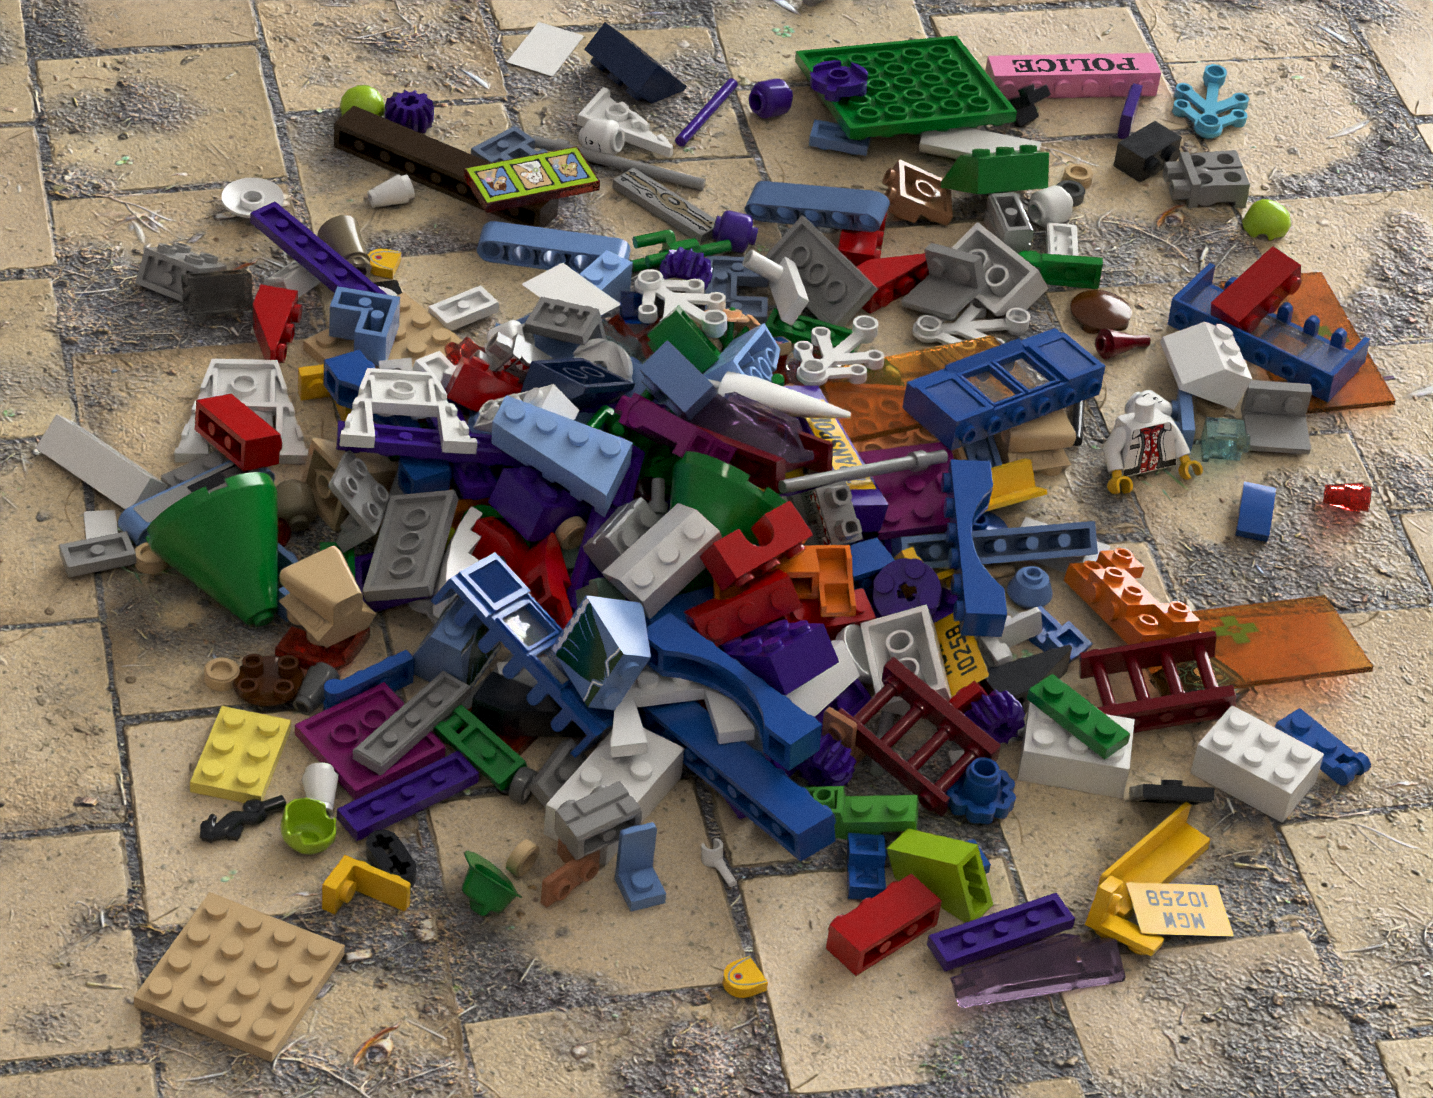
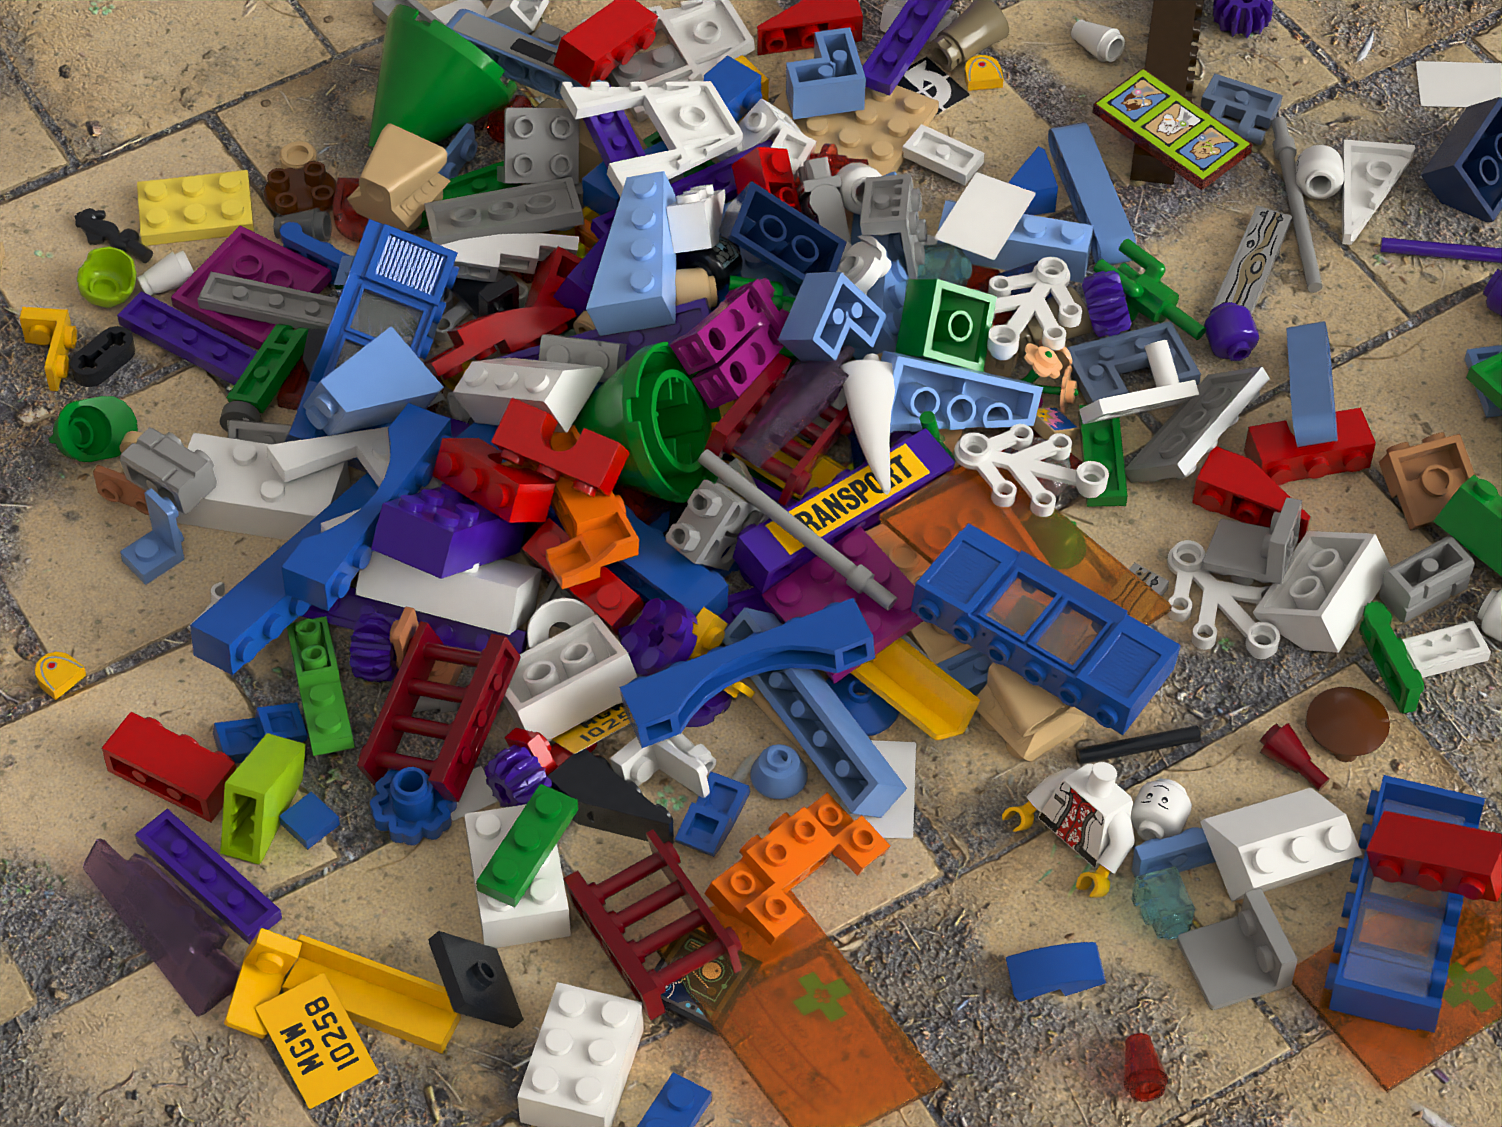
camera: 75 degrees right, 10 degrees up
(522, 266) = (1038, 177): none -> blue slope

